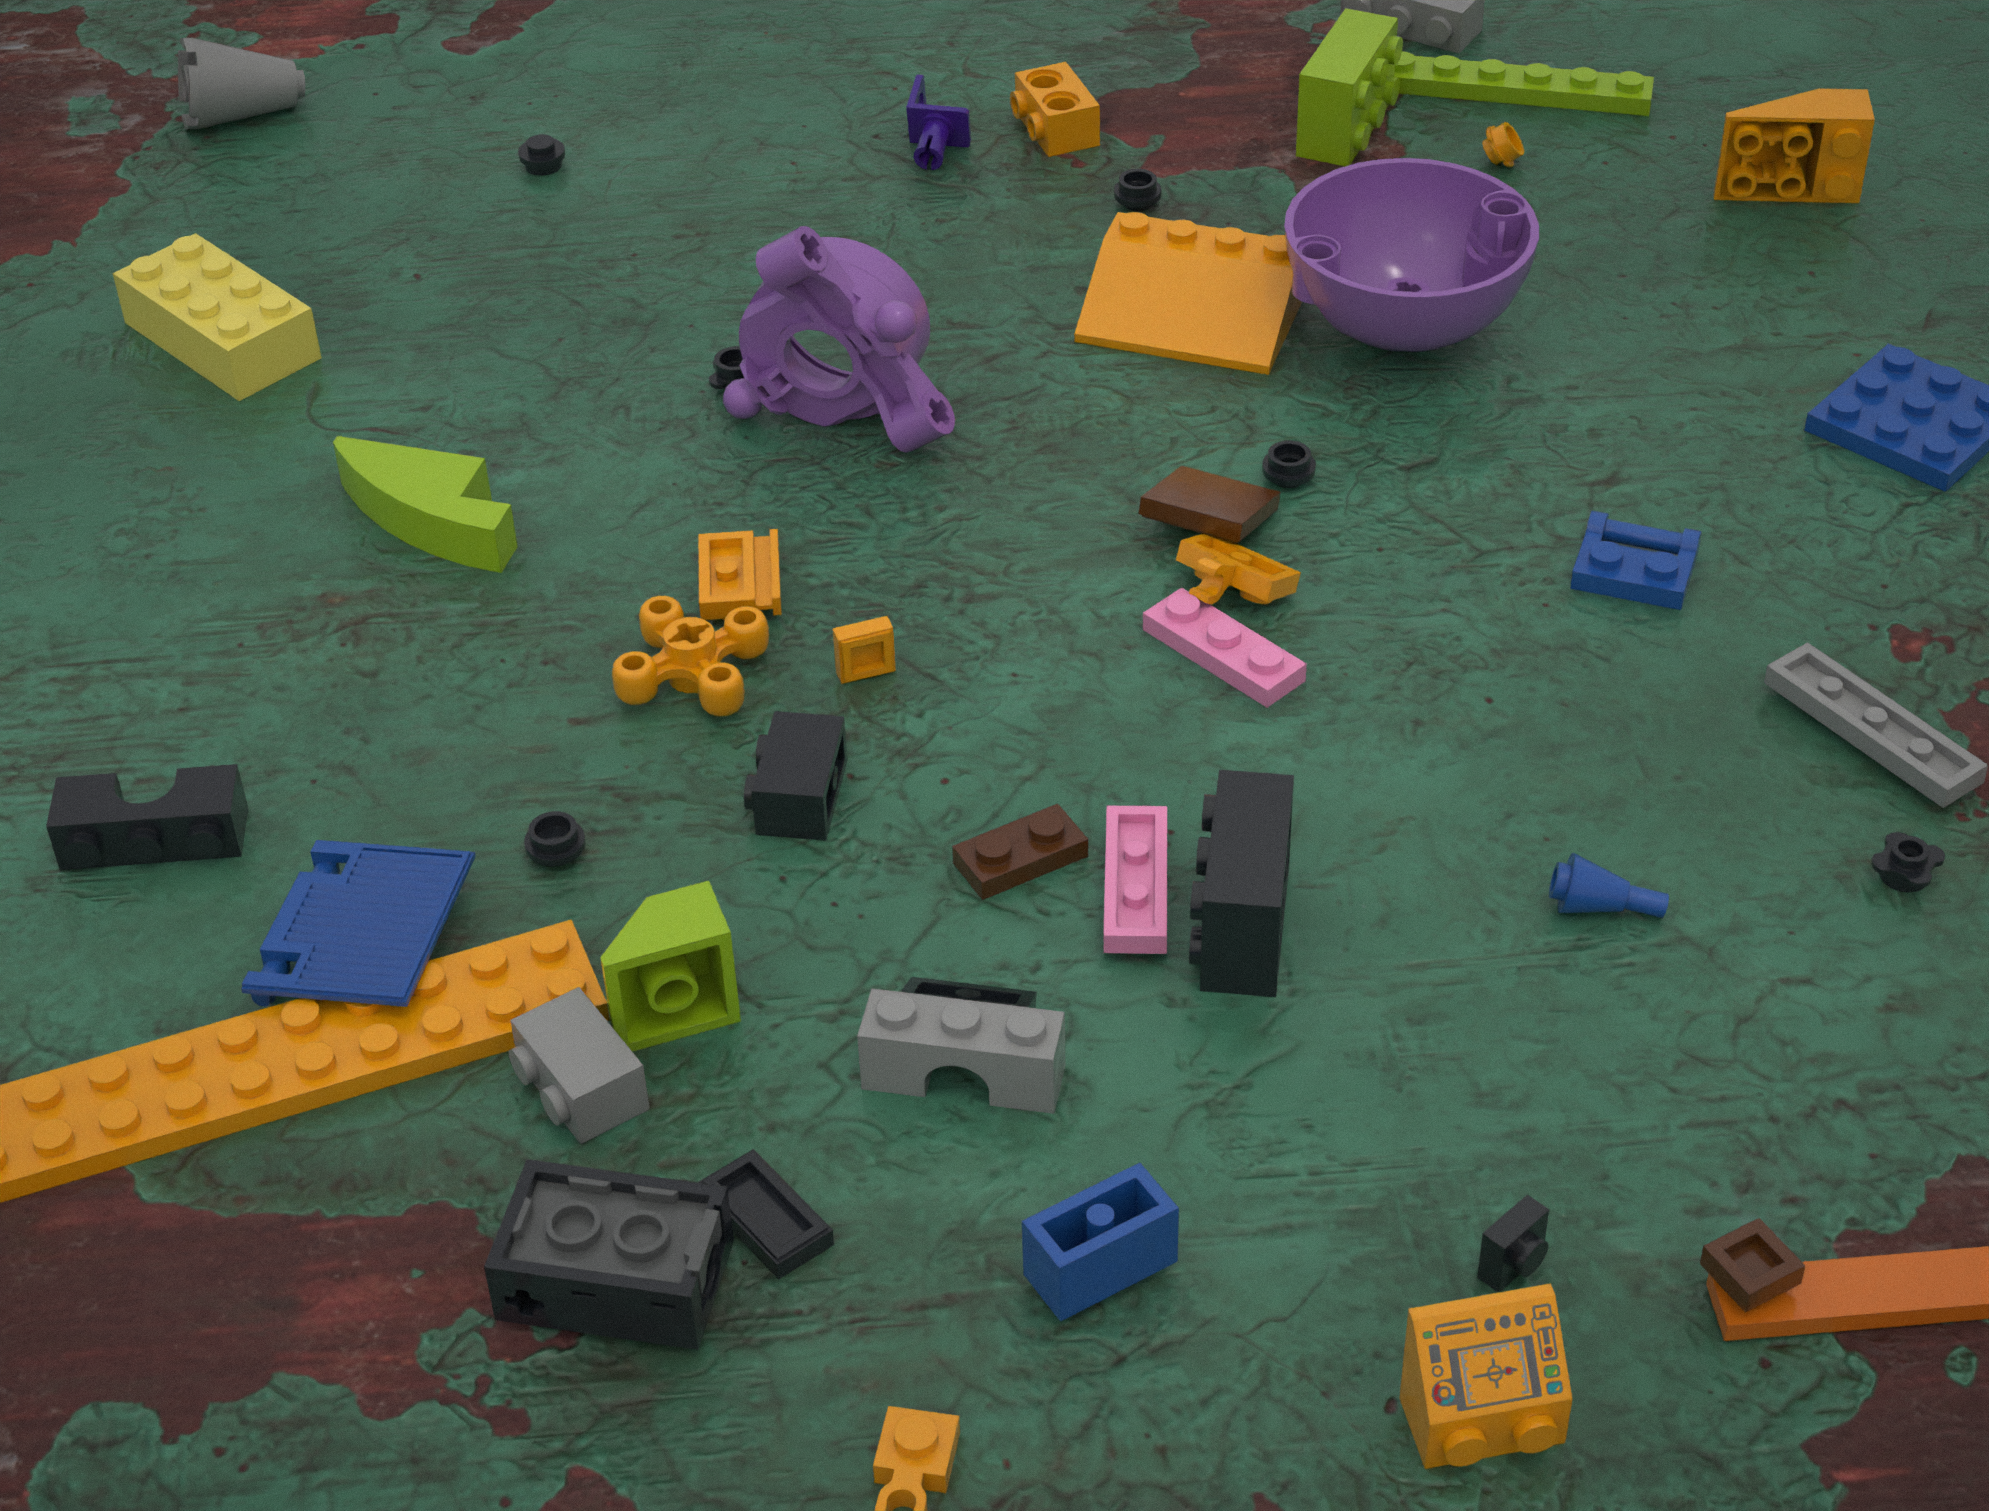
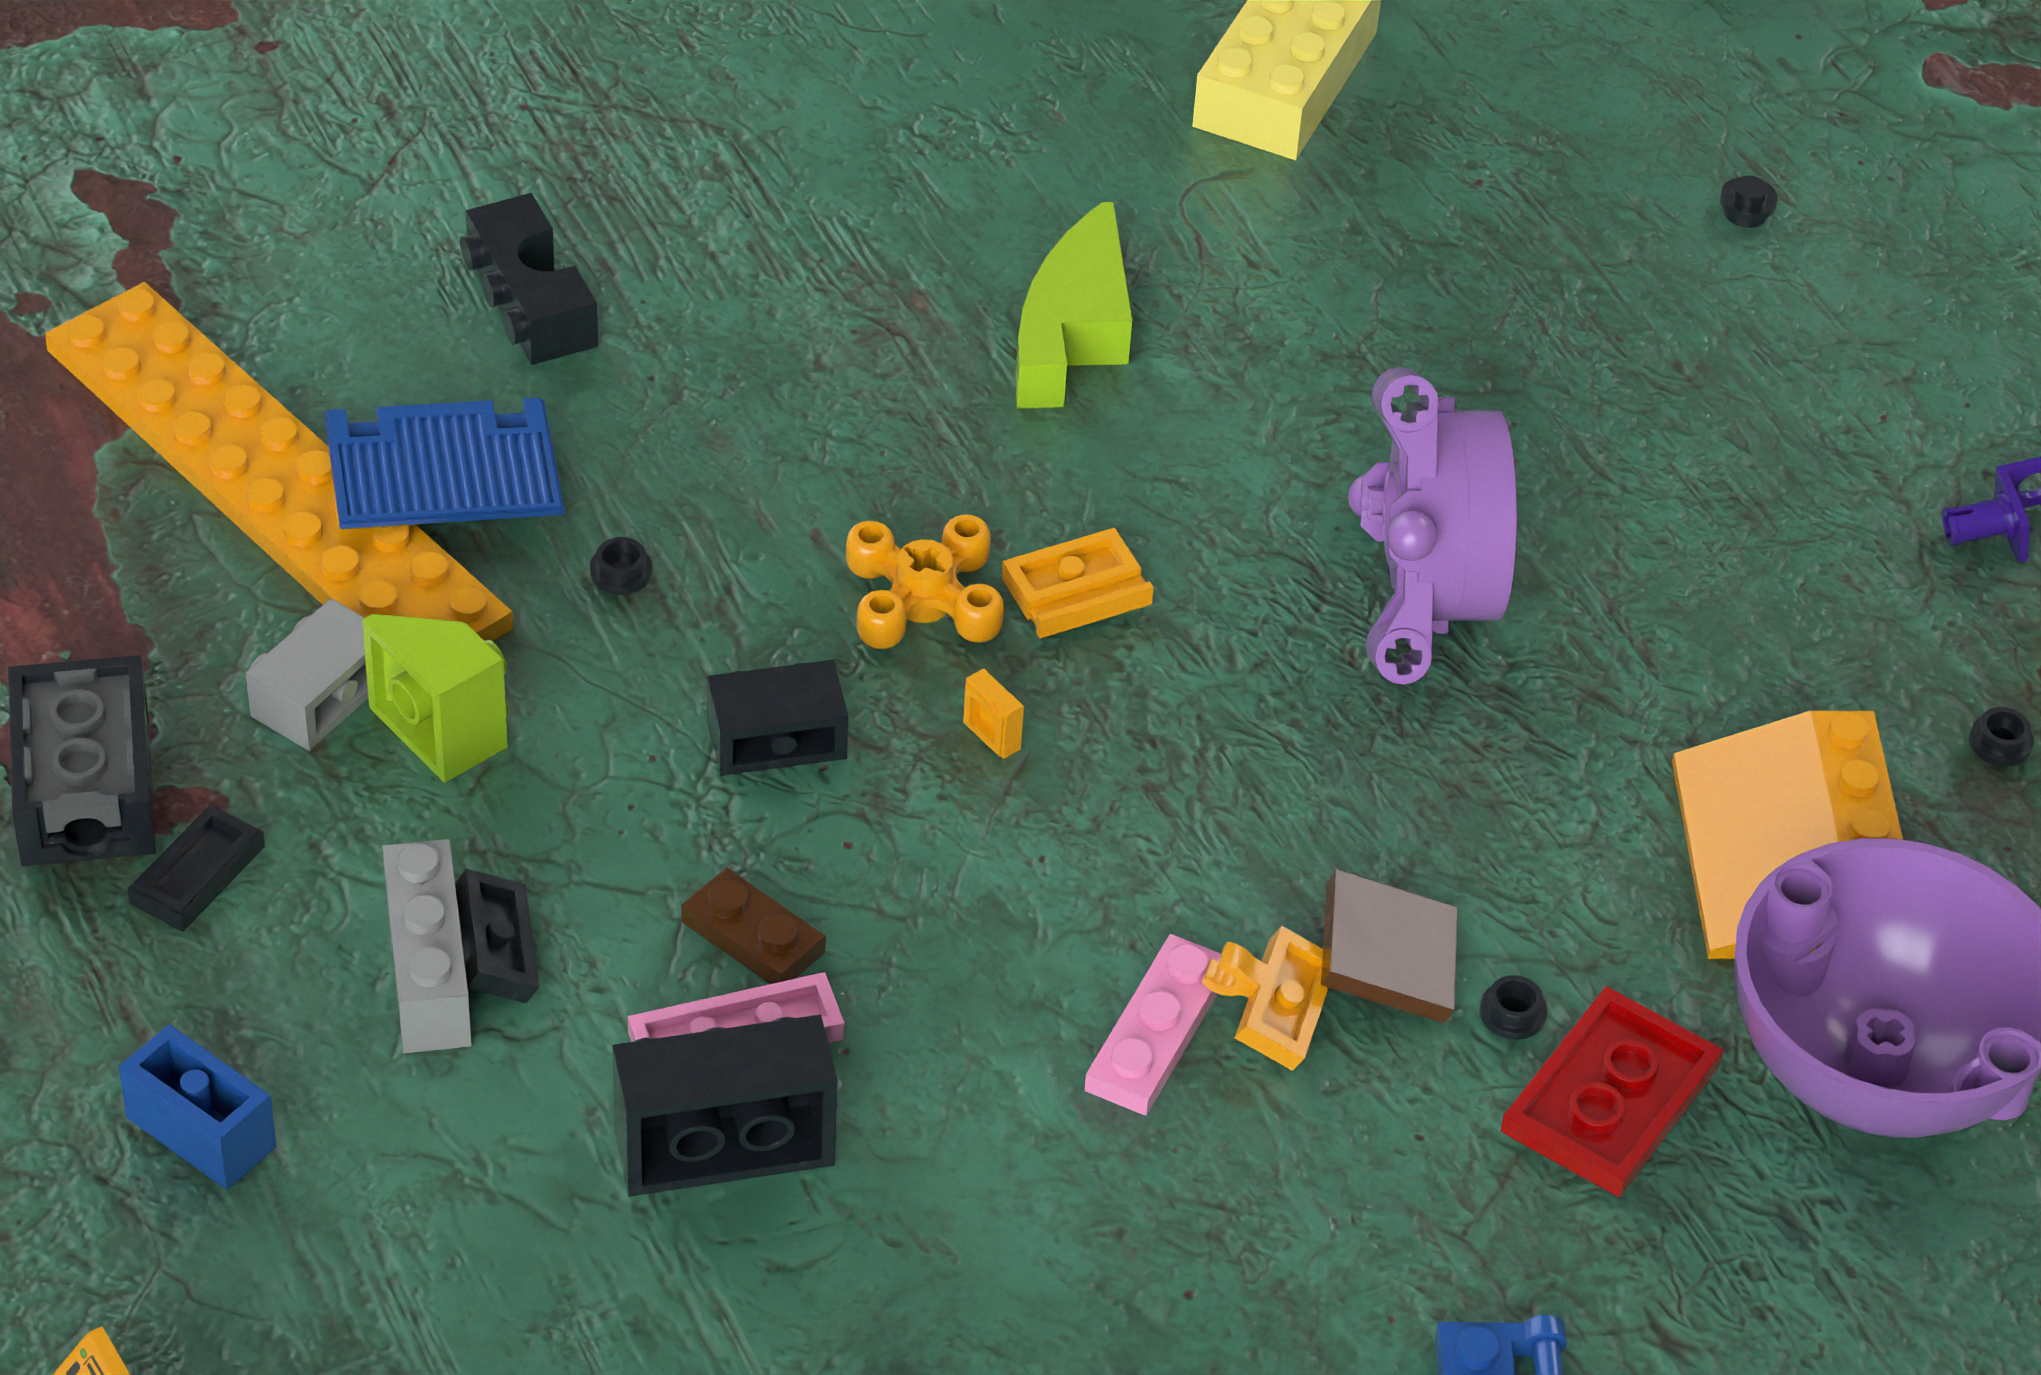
camera: 65 degrees right, 5 degrees up
(1388, 438) = (1612, 1091): none -> red plate

